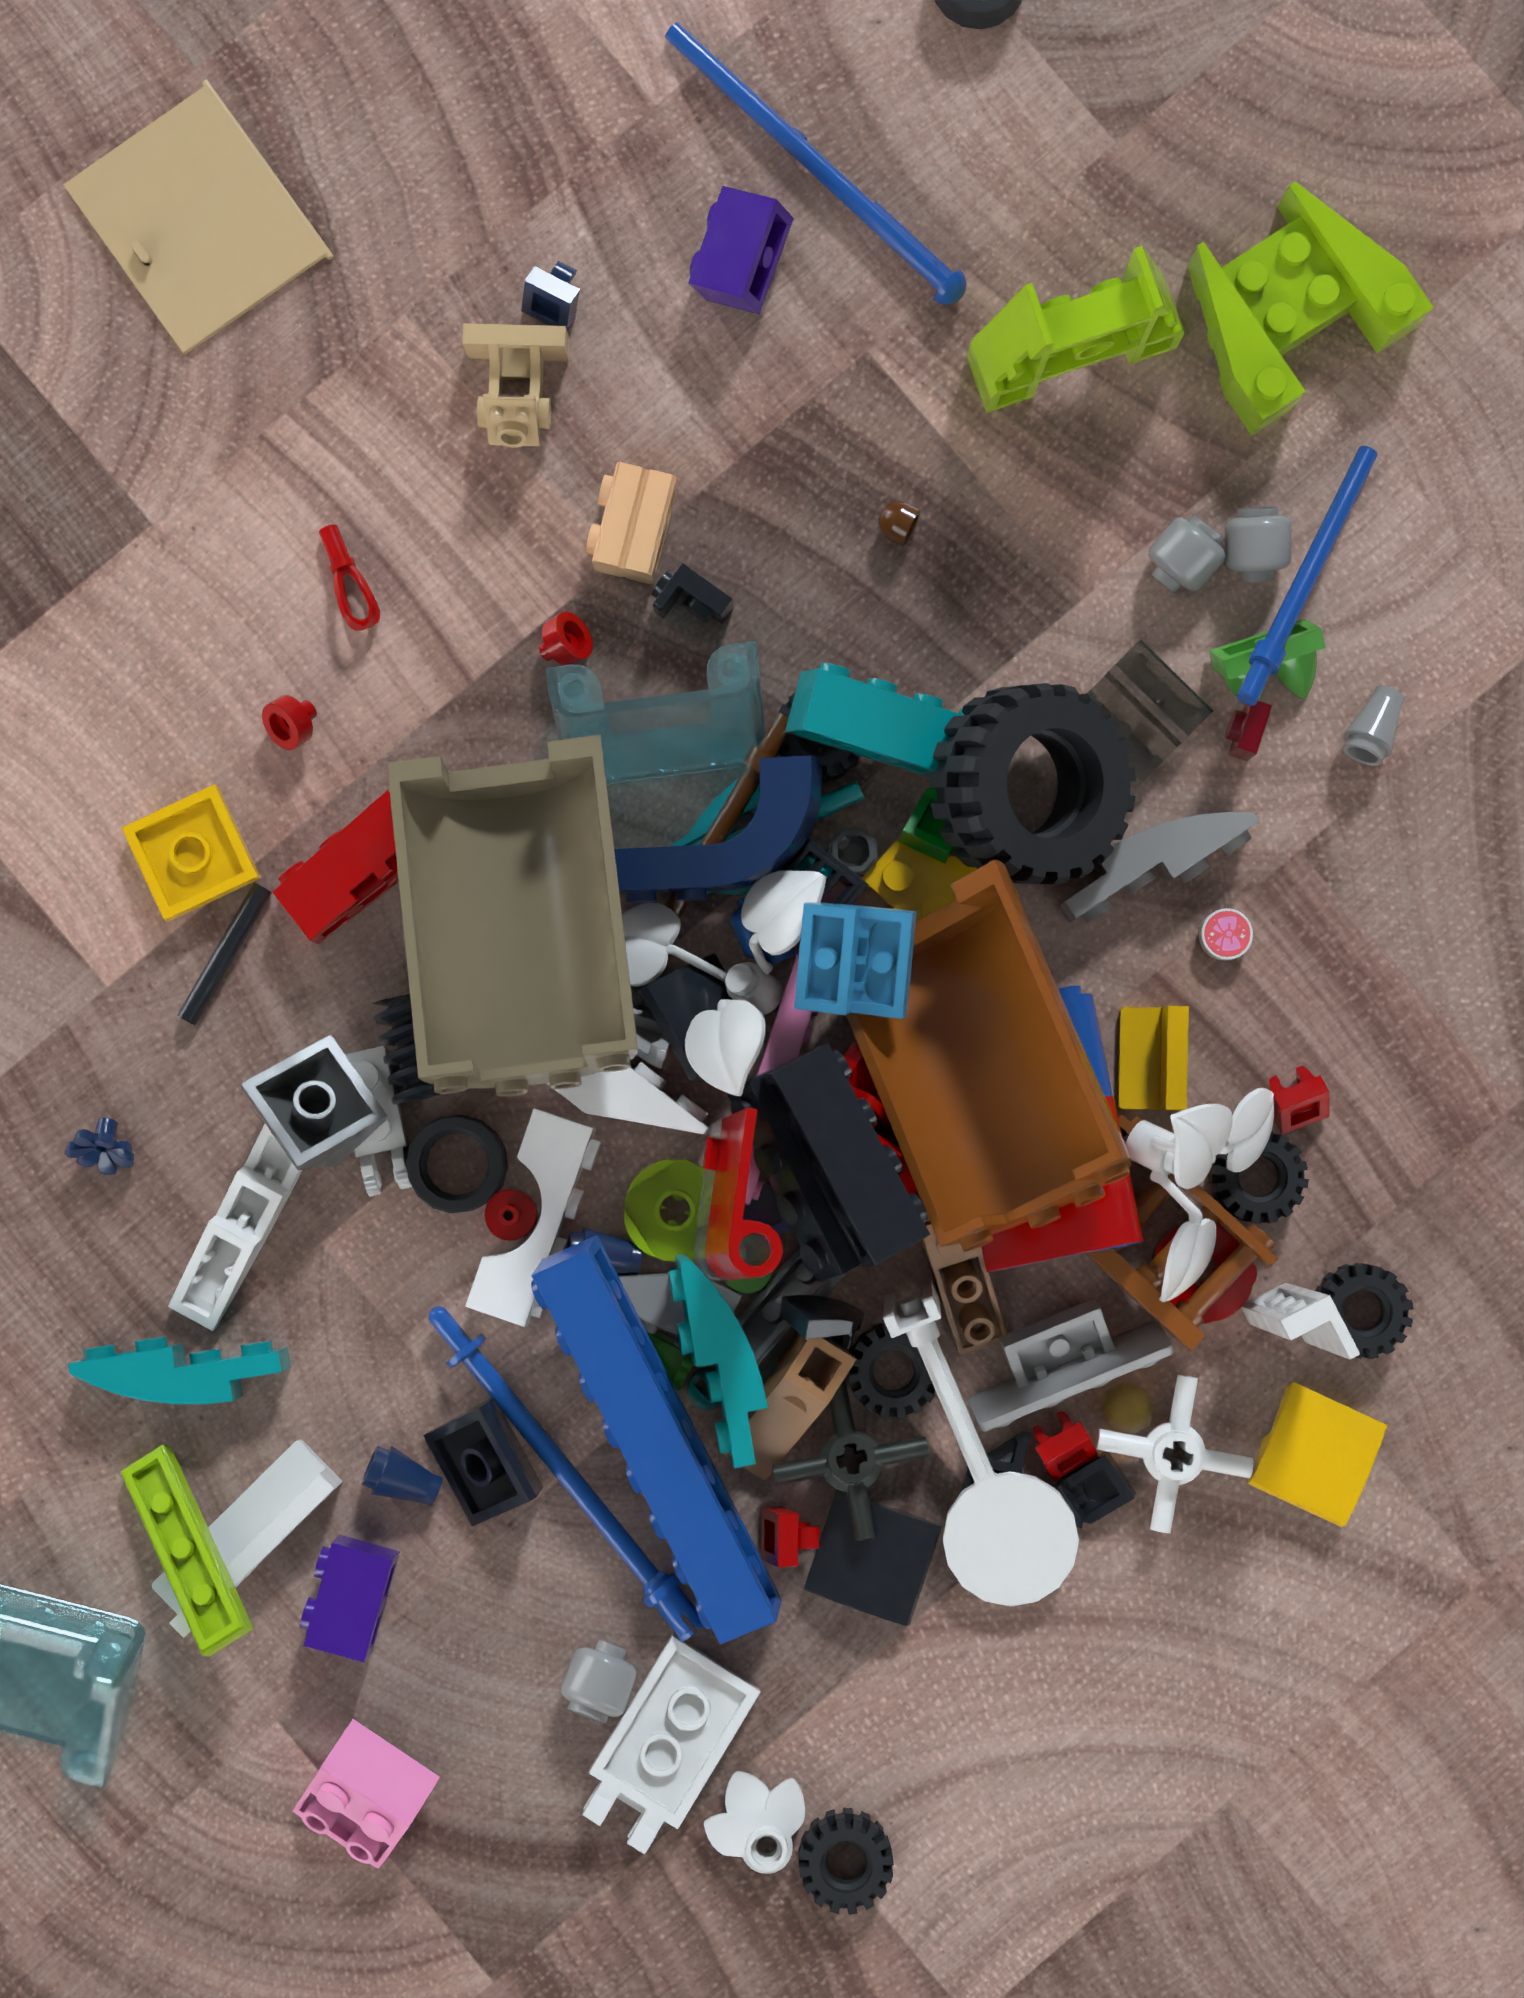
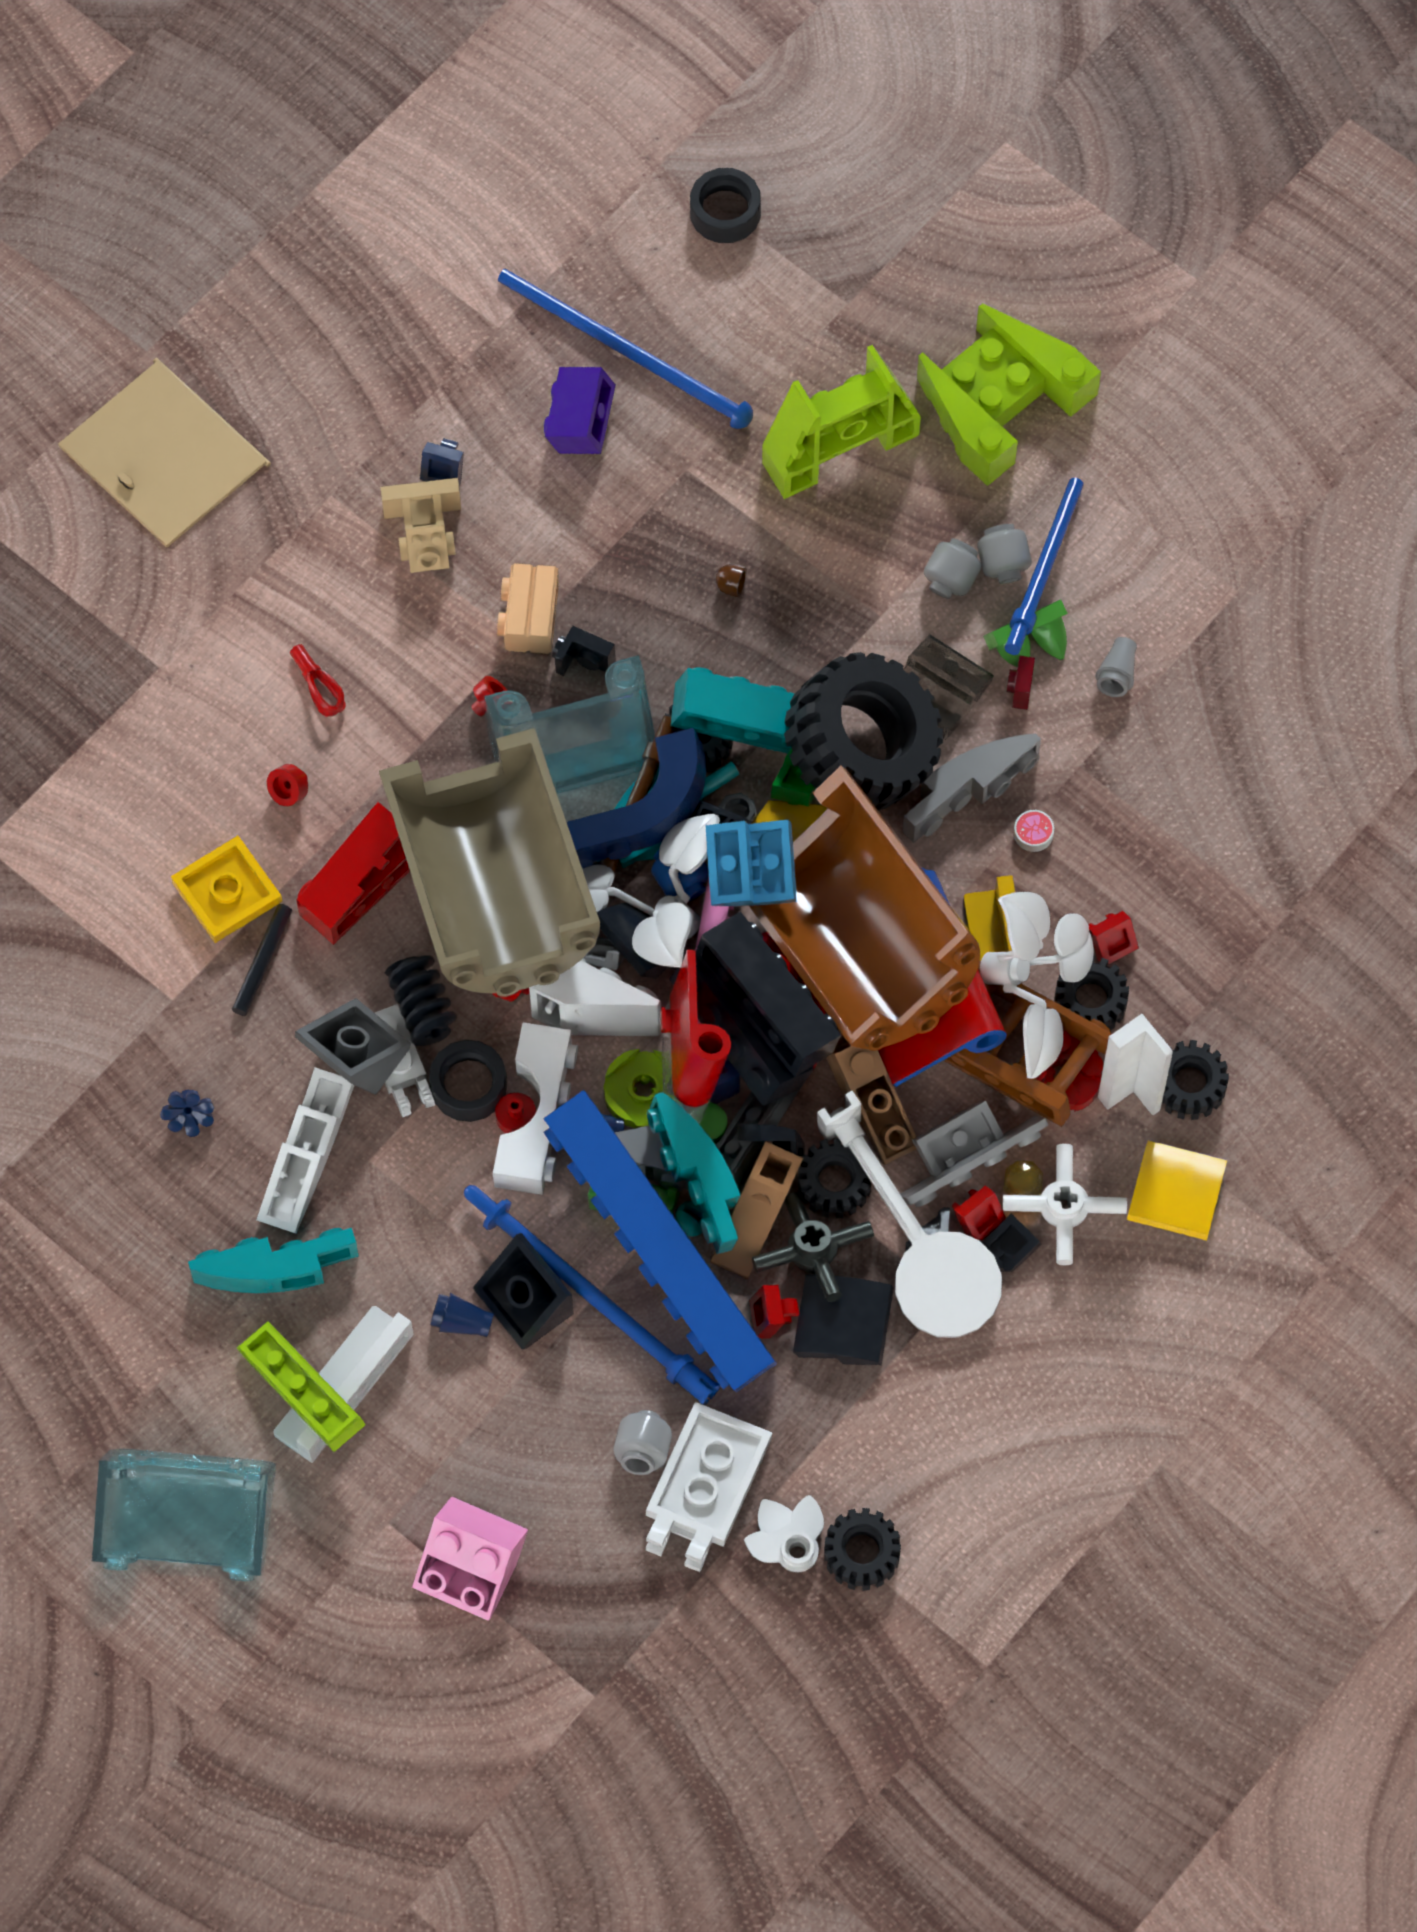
camera: 10 degrees left, 20 degrees down
(349, 1597) = (435, 1406): dark purple brick -> none

